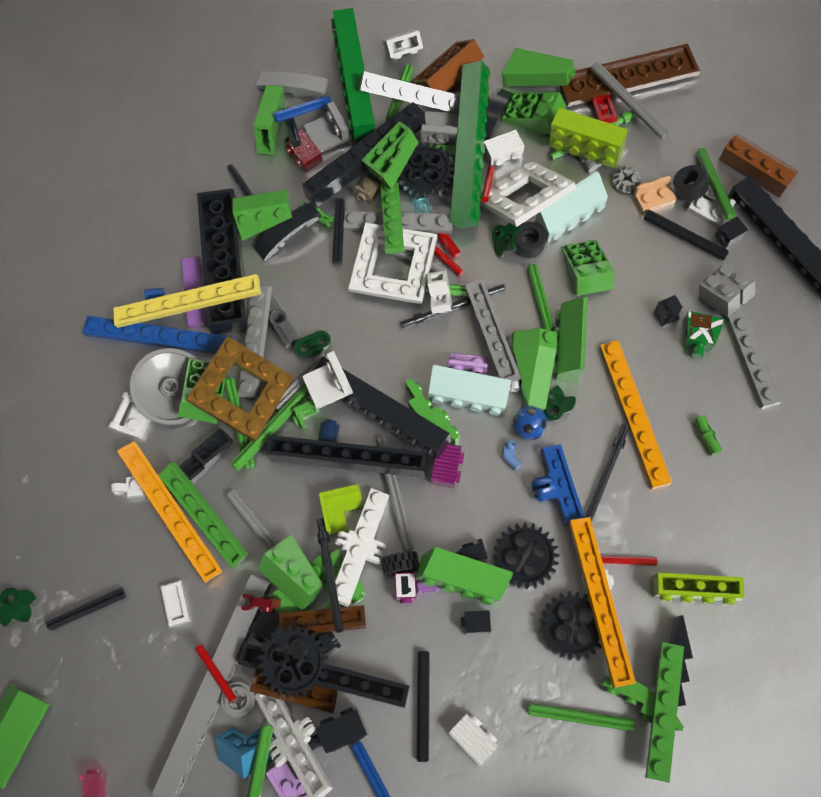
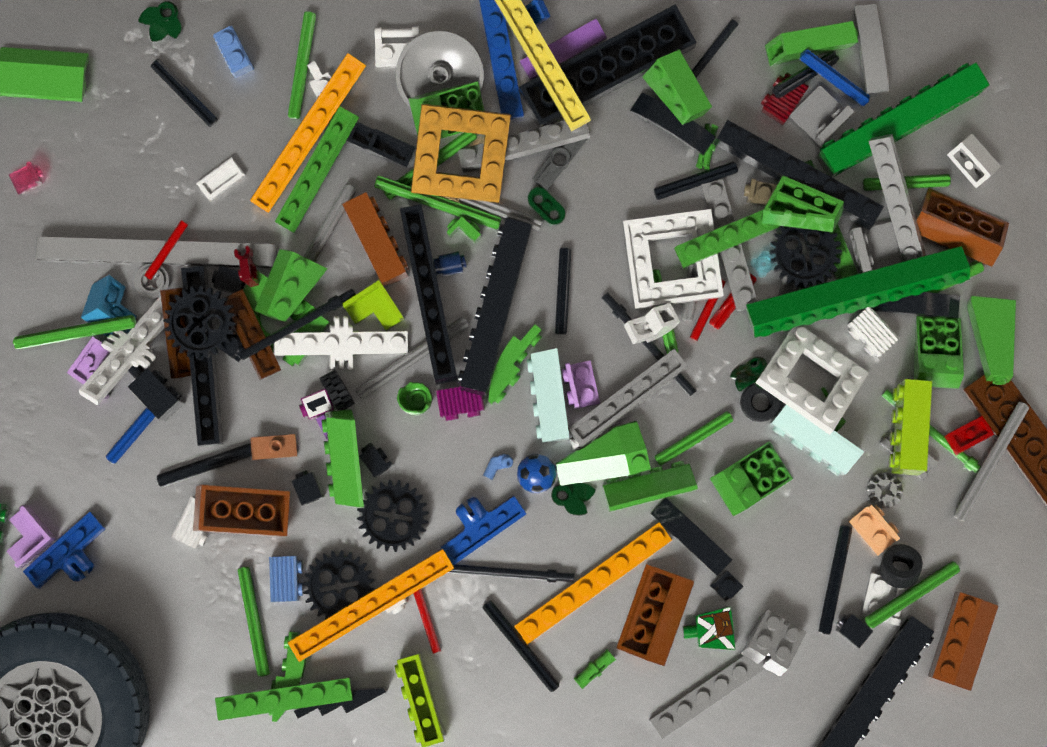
camera: 70 degrees right, 15 degrees up
(70, 550) = (233, 52): none -> medium blue brick
(110, 498) = (301, 65): none -> bright green axle
(282, 484) = (373, 236): none -> dark orange brick
(327, 383) = (499, 243): white bracket -> none
(386, 355) = (563, 291): none -> black axle
(429, 640) = (273, 447): none -> nougat plate
(431, 501) = (414, 398): none -> bright green hair
(478, 688) = (241, 511): none -> dark orange brick
(488, 182) = (815, 330): red bar -> none
(551, 672) = (285, 578): none -> medium blue brick
(621, 322) = (691, 536): none -> black slope
(671, 488) = (520, 646): none -> black axle
(676, 372) = (655, 615): none -> dark orange slope

